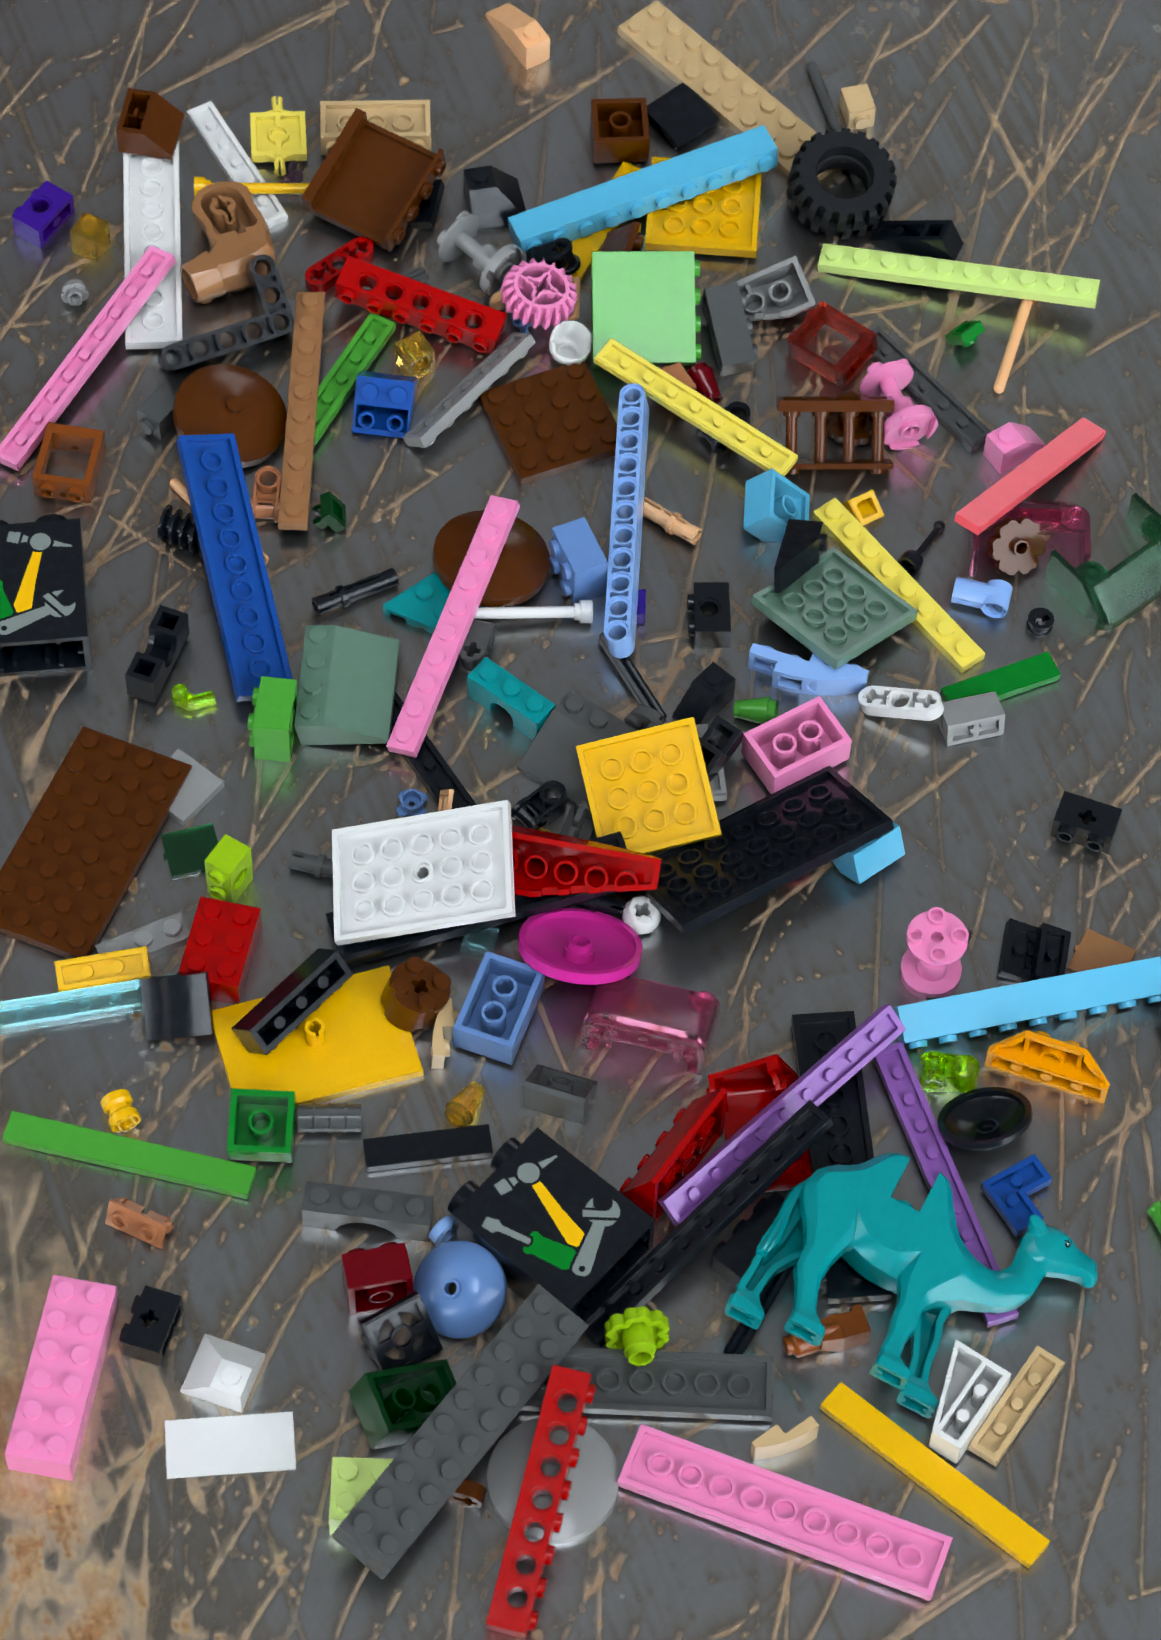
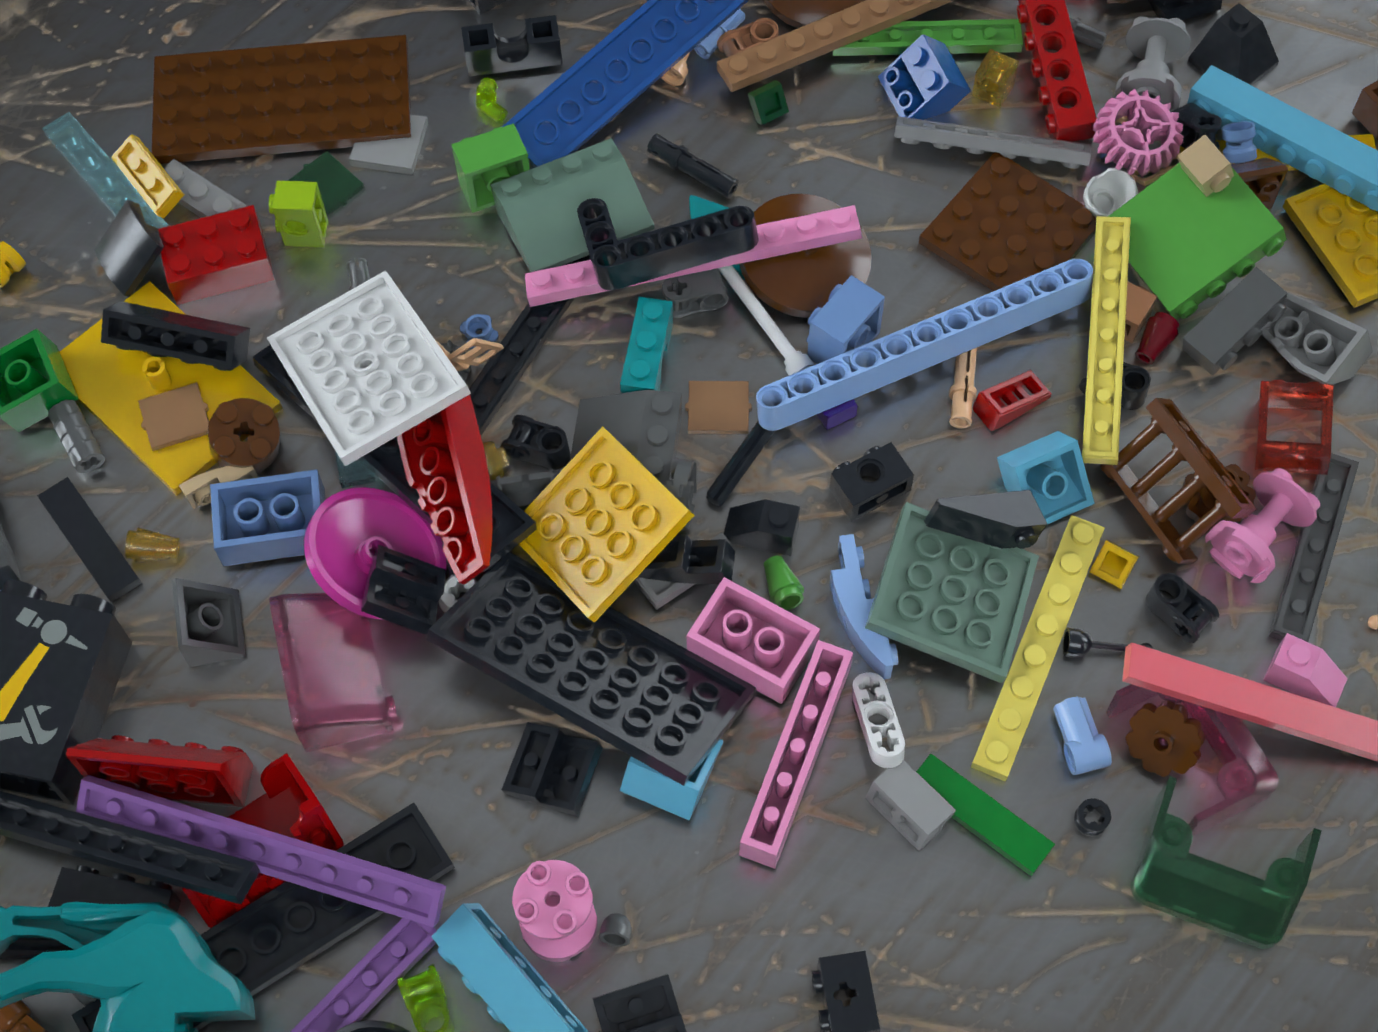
camera: 65 degrees right, 5 degrees up
(357, 1041) = (174, 416): none -> medium nougat piece
(446, 636) = (665, 249): none -> black beam
(583, 677) = (718, 407): none -> medium nougat piece
(584, 238) = (1239, 142): none -> medium blue wheel
(616, 264) = (1206, 166): none -> tan brick
(626, 938) = (403, 590): none -> black slope
(696, 499) = (996, 413): none -> red slope
(813, 921) = (552, 768): none -> black slope
(900, 763) = (795, 754): none -> bright pink brick
(922, 487) = (1182, 608): none -> black piece

